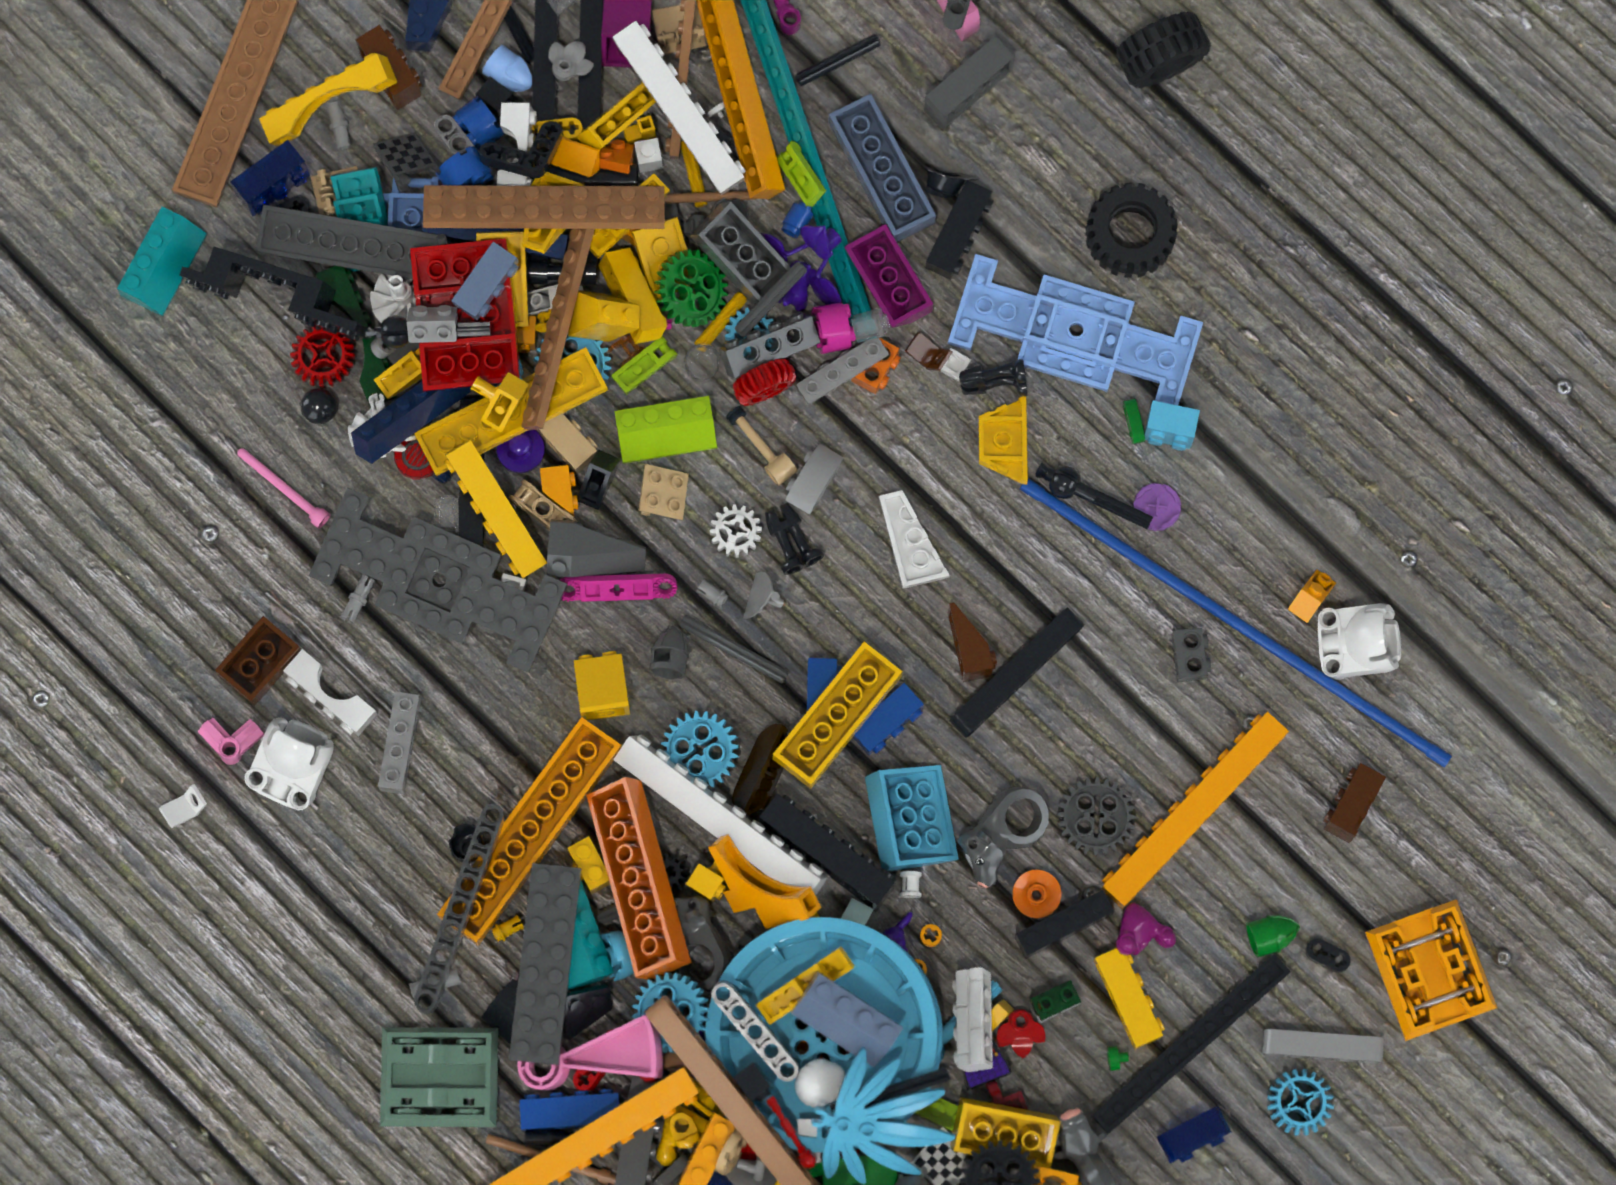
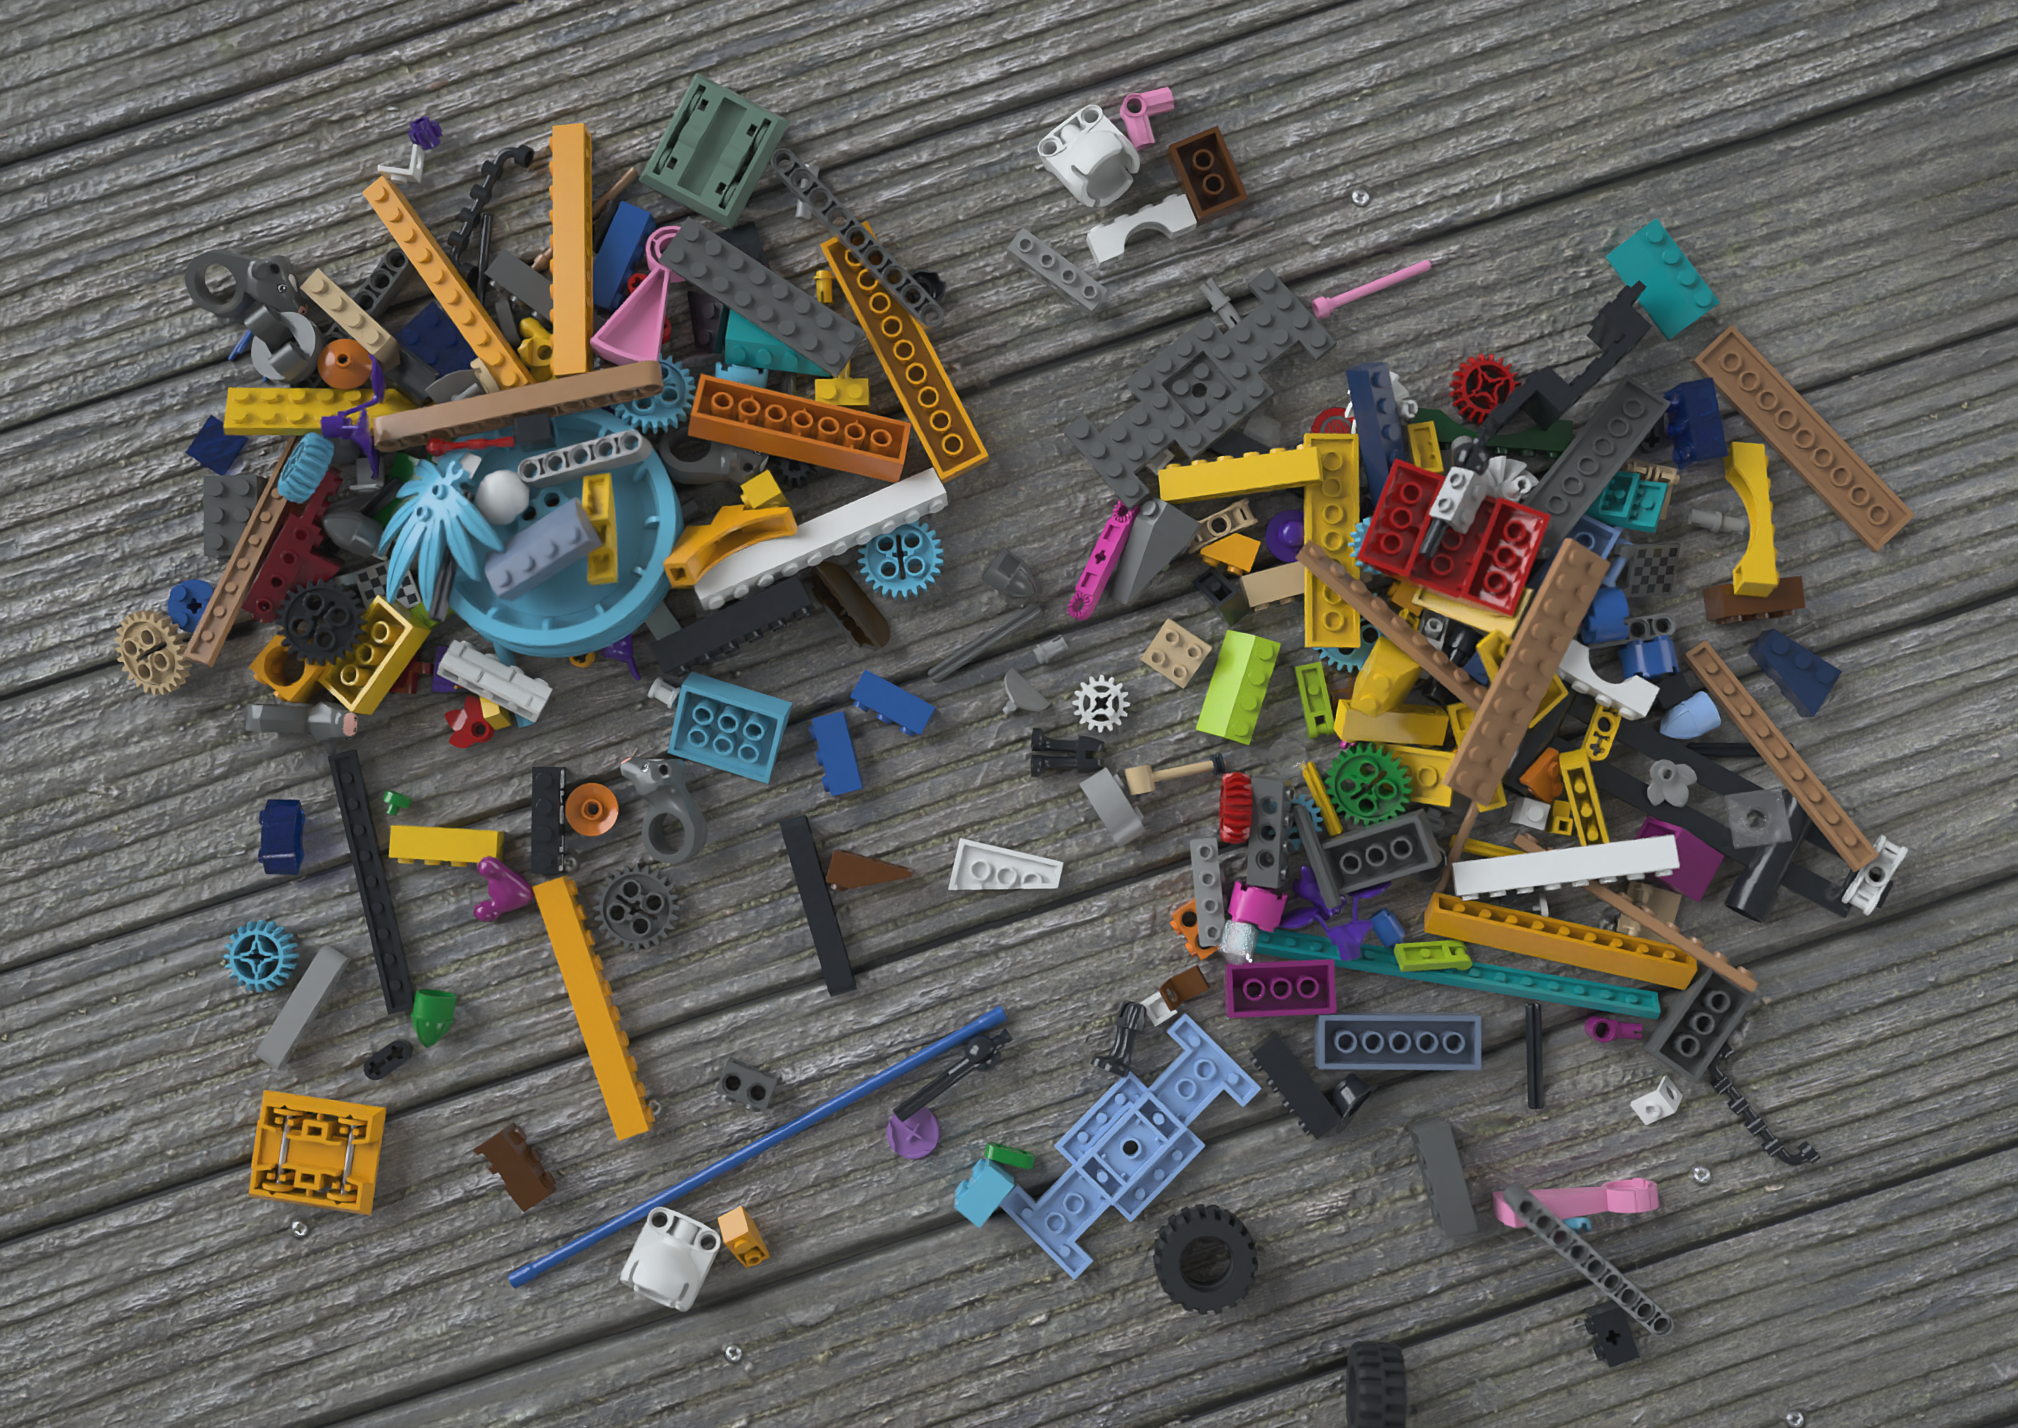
camera: 120 degrees right, 10 degrees up
(183, 807) = (1100, 35): white bracket -> none
(318, 406) = (1435, 362): black hair -> none
(486, 281) = (1476, 571): sand blue brick -> none
(502, 399) = (1345, 531): yellow brick -> none
(527, 160) = (1586, 682): black beam -> none
(577, 157) = (1563, 736): light orange slope -> none
(601, 686) = (1012, 493): yellow slope -> none
(837, 715) = (858, 703): yellow brick -> none
(928, 942) = (612, 693): light orange bush -> none
(1004, 440) = (1055, 1016): yellow wing -> none
(1056, 1000) = (476, 769): dark green hips -> none

